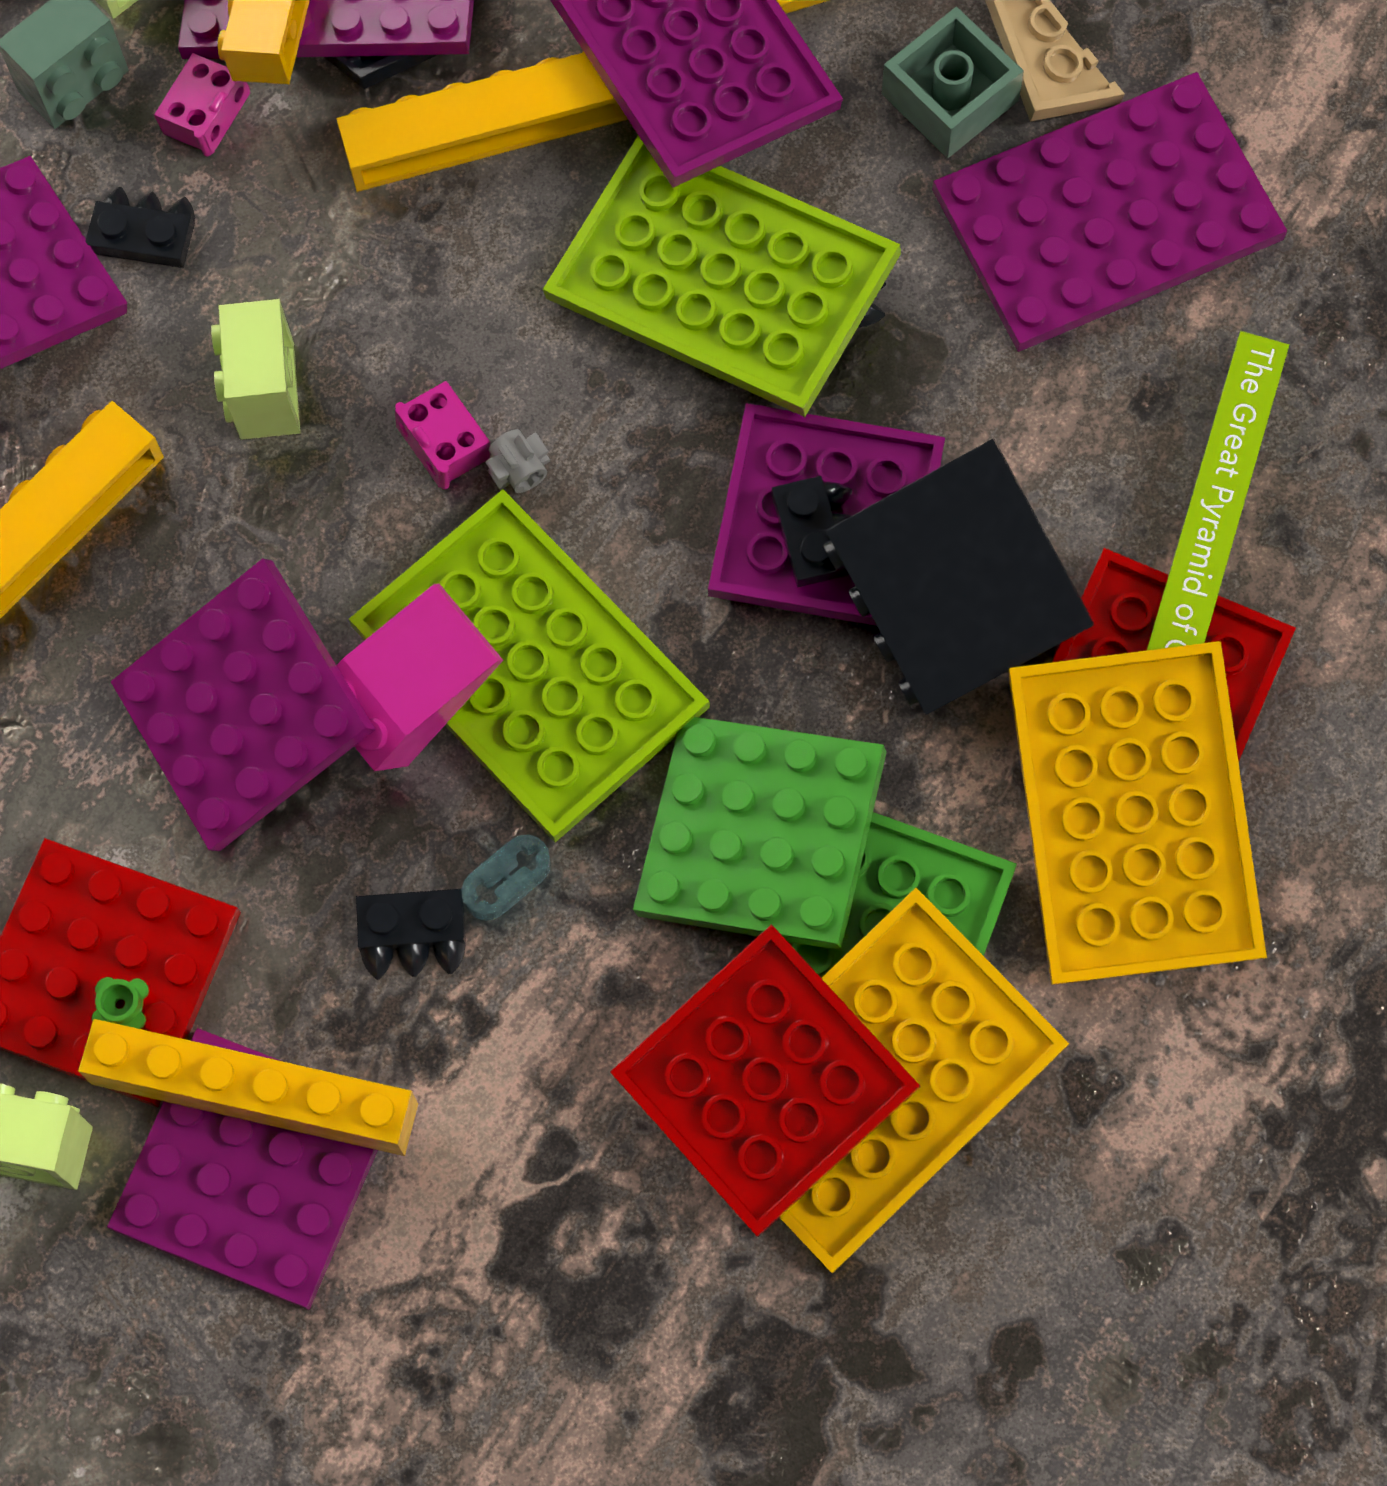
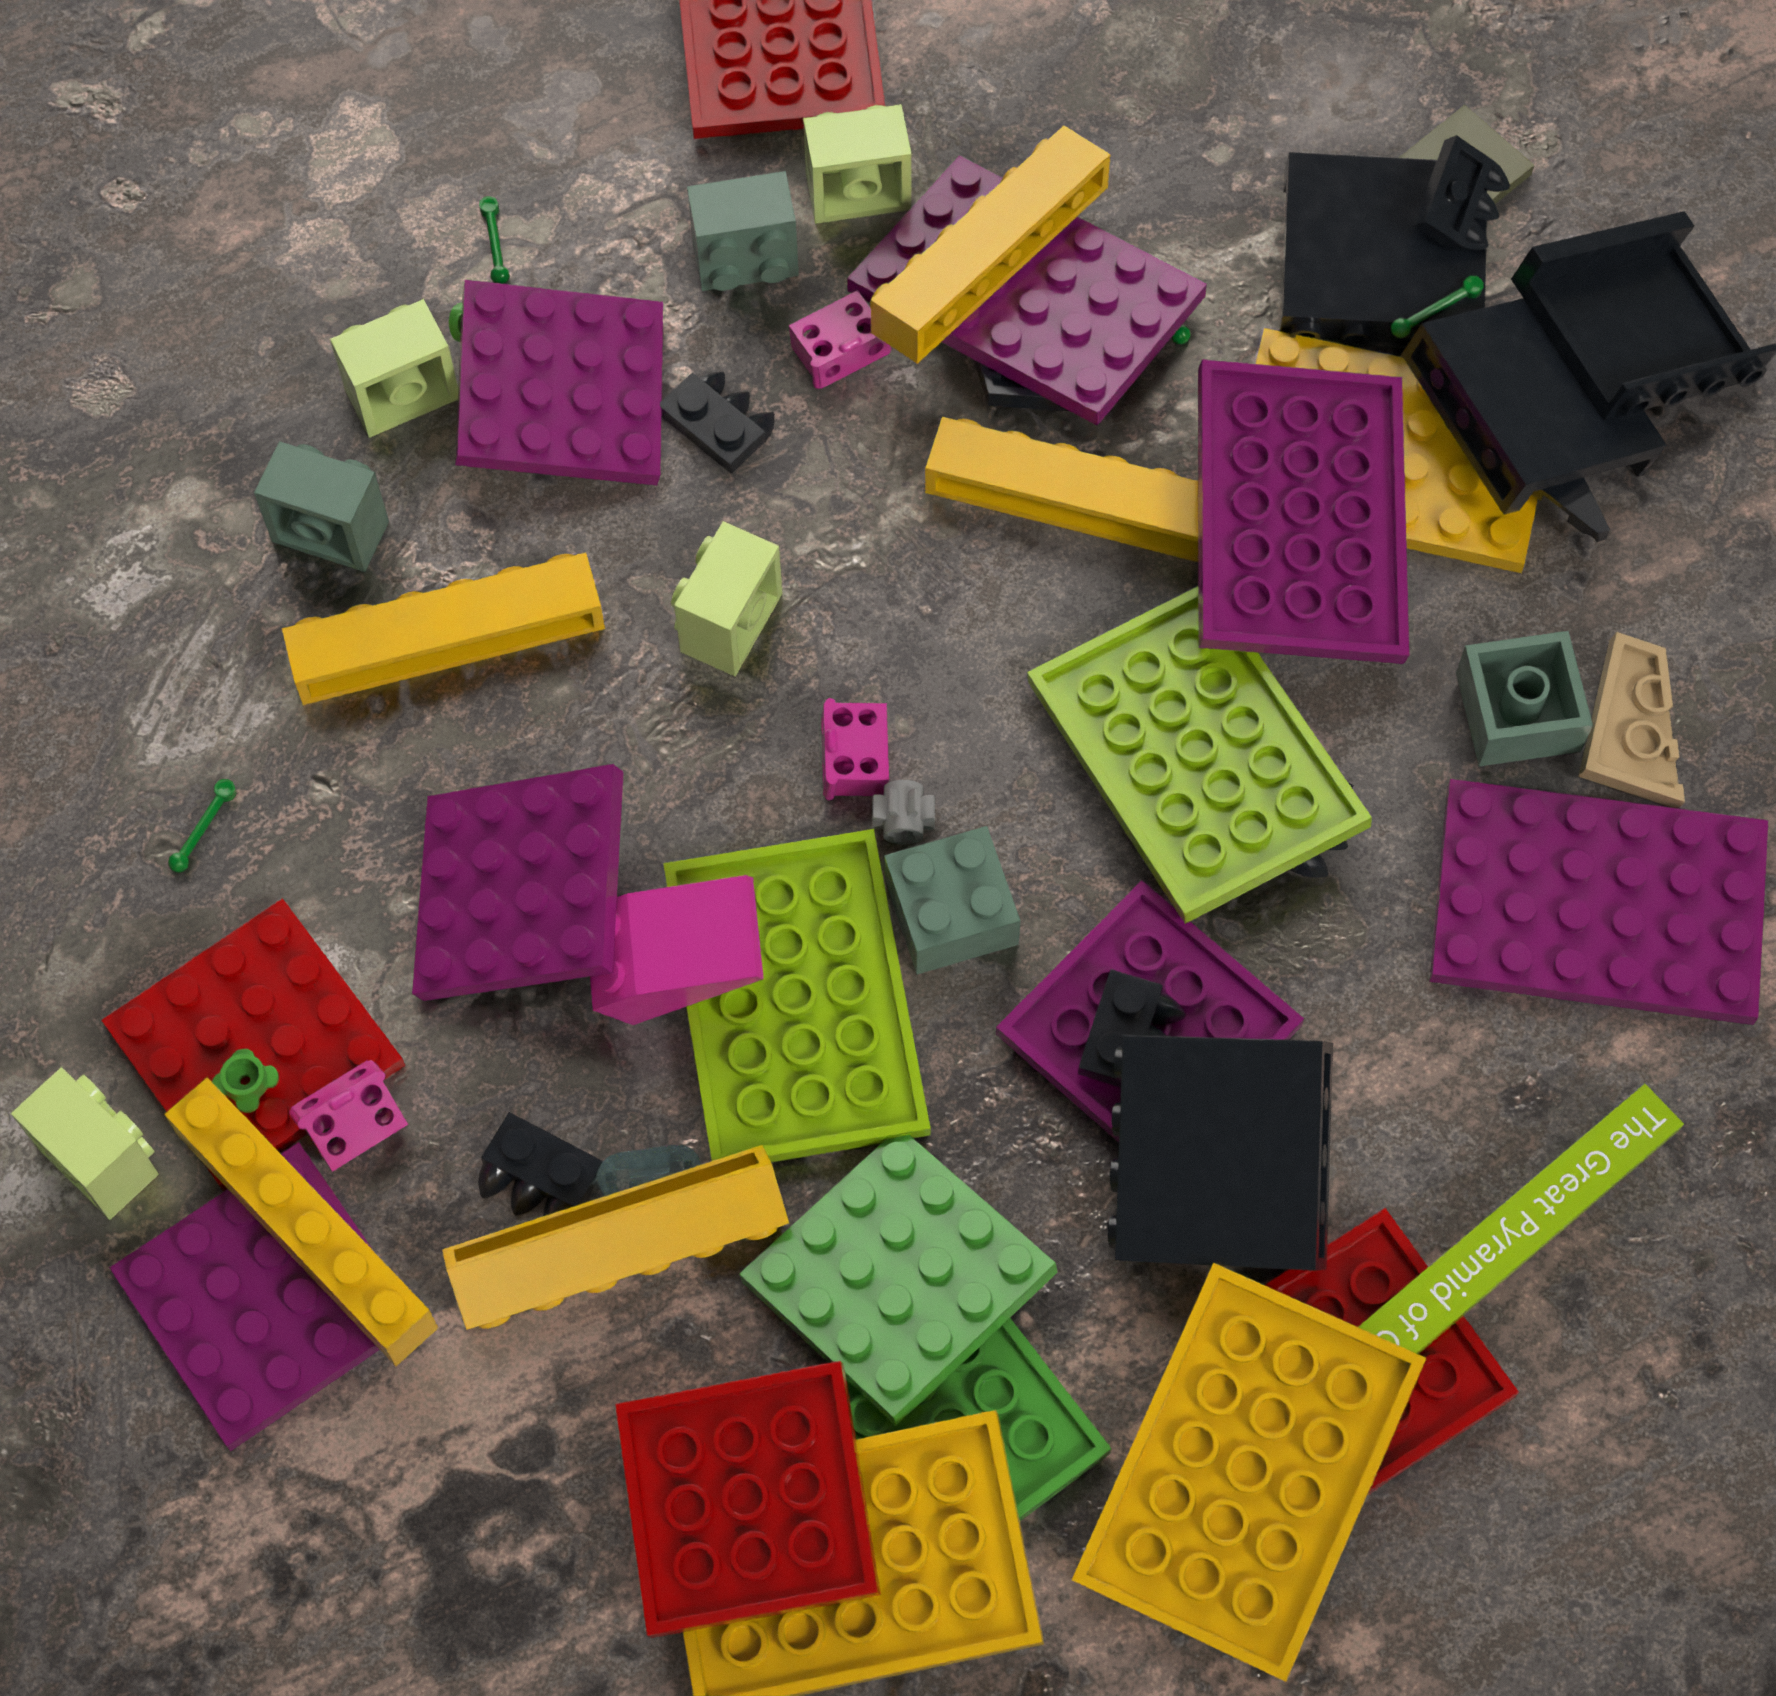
camera: 30 degrees right, 5 degrees down
(221, 977) = (348, 1113): none -> dark pink piece
(515, 942) = (615, 1238): none -> yellow brick
(605, 508) = (952, 900): none -> sand green brick

